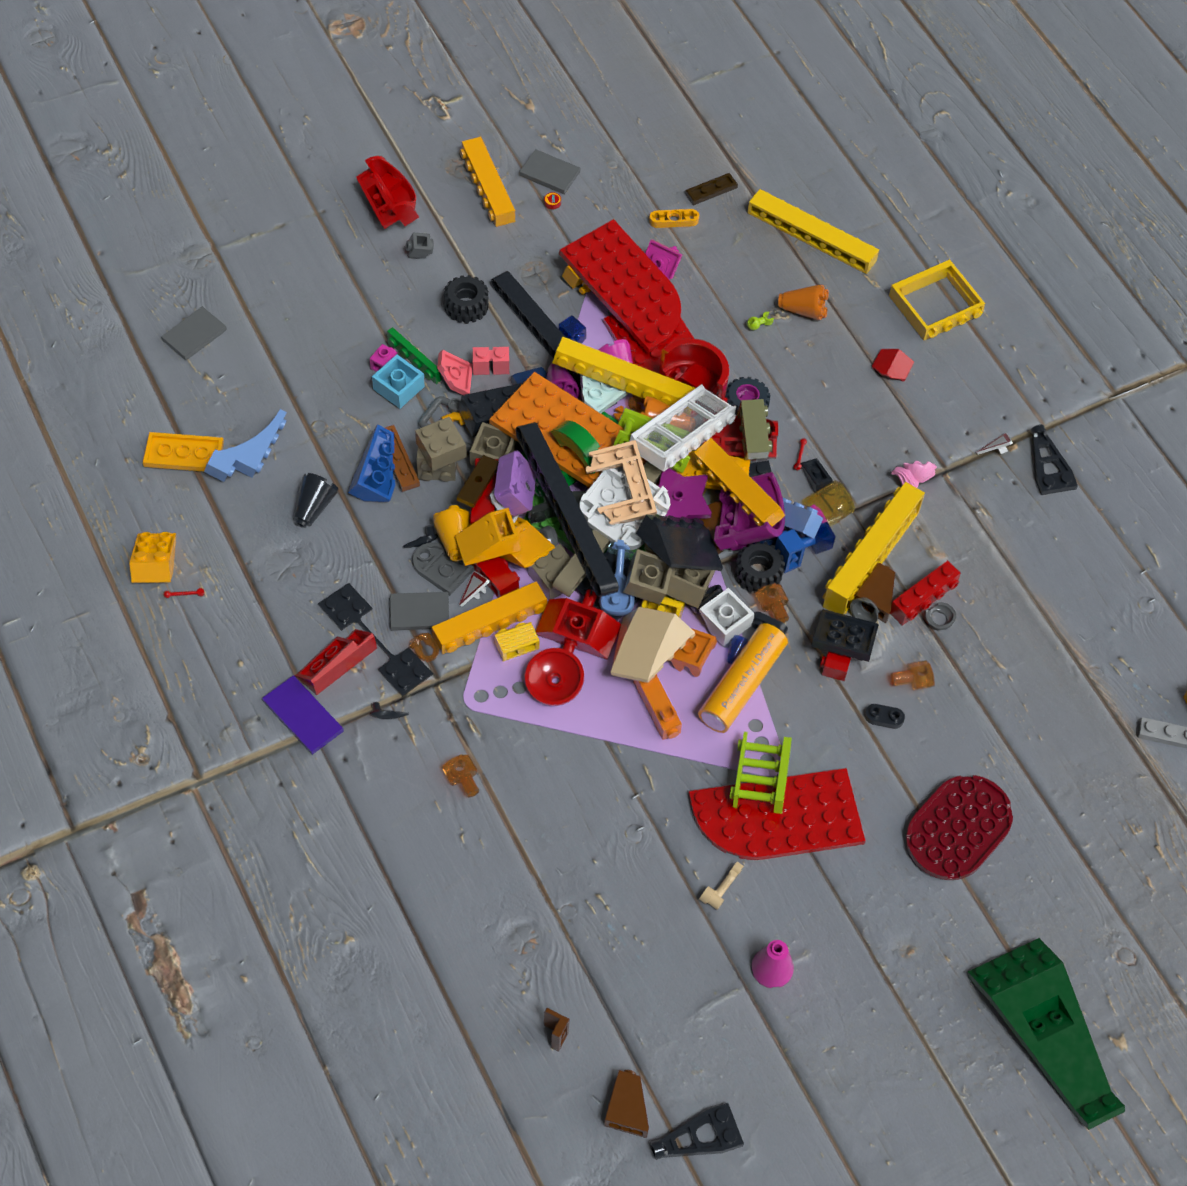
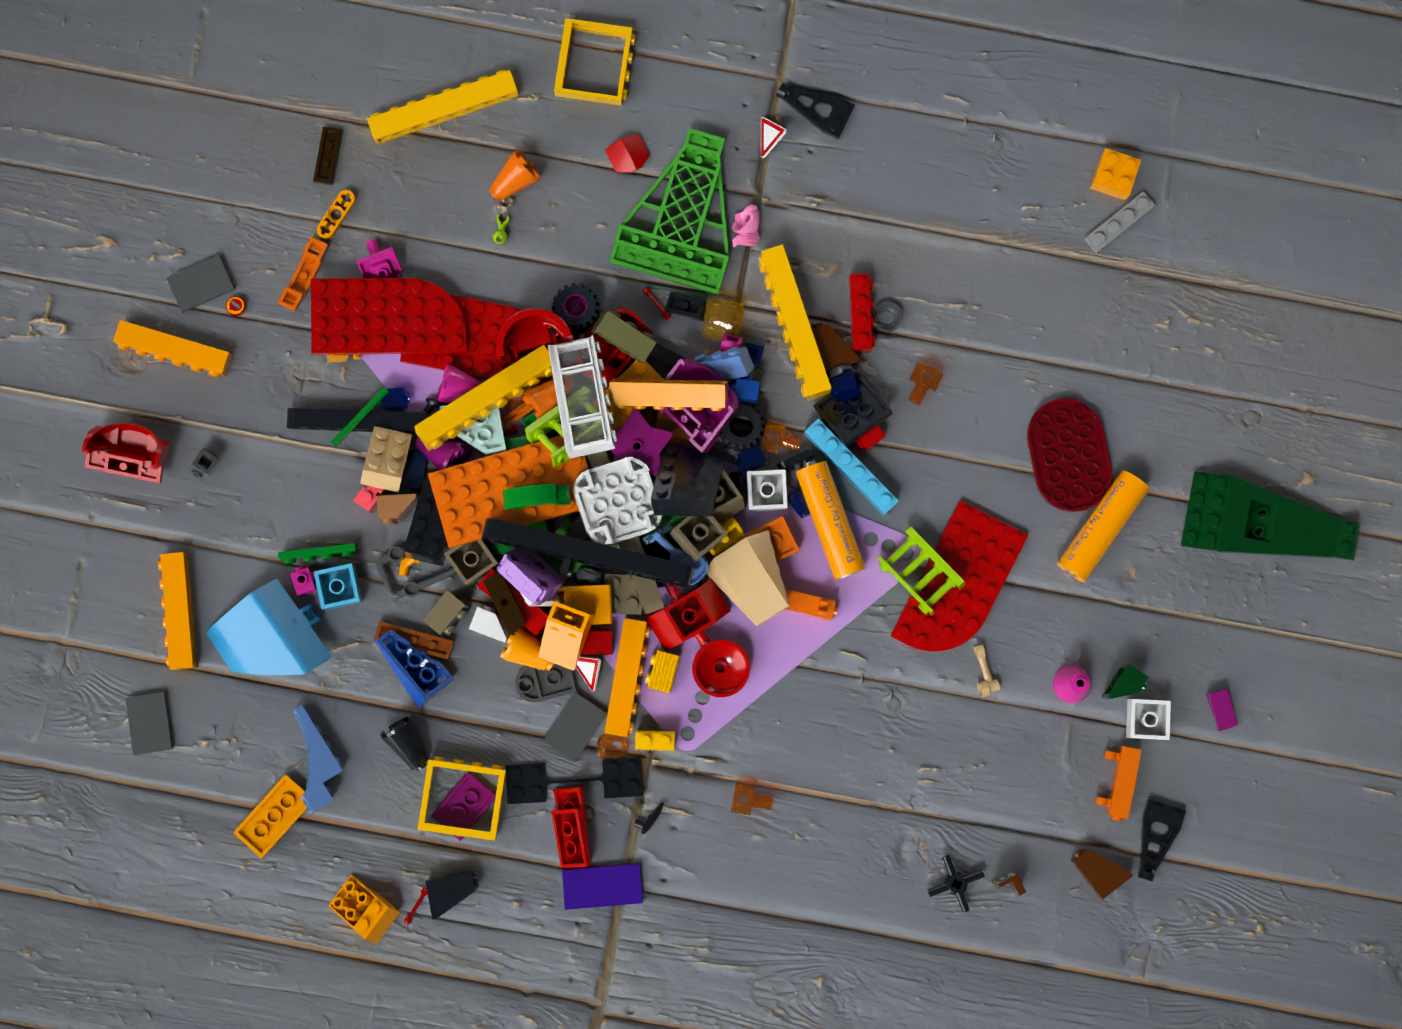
camera: 50 degrees left, 25 degrees up
(213, 606) = (449, 891): none -> black slope
(292, 575) = (465, 804): none -> magenta tile
(295, 298) = (178, 611): none -> light orange brick
(309, 592) = (459, 765): none -> yellow window
(327, 357) = (269, 635): none -> dark azure panel
(431, 536) = (510, 676): black bar -> none
(440, 443) = (445, 608): dark tan brick -> none
(449, 486) = (489, 624): none -> white slope
(455, 372) = (364, 531): coral plate -> none
(455, 671) = (655, 740): none -> yellow brick
(466, 288) = (278, 457): black tyre -> none
(489, 374) = (395, 507): none -> medium nougat slope
(522, 346) = (386, 459): none -> tan brick
(523, 994) = (959, 892): none -> black bar
(539, 313) = (360, 416): none -> green bar
(633, 222) = (301, 280): none -> orange slope
(642, 500) = (585, 470): light nougat wedge -> none
(722, 1068) = (1122, 783): none -> orange brick
(742, 589) = (750, 459): none -> clear blue brick
(796, 1047) = (1148, 719): none -> white brick
(799, 668) = (850, 467): none -> medium azure brick
(809, 1003) = (1126, 682): none -> dark green slope
(852, 451) = (671, 258): none -> bright green wing
(858, 615) = (845, 386): none -> clear blue brick
(859, 1111) = (1222, 709): none -> magenta slope
(885, 716) = (938, 433): black plate -> none
(925, 891) = (1103, 526): none -> light orange piece

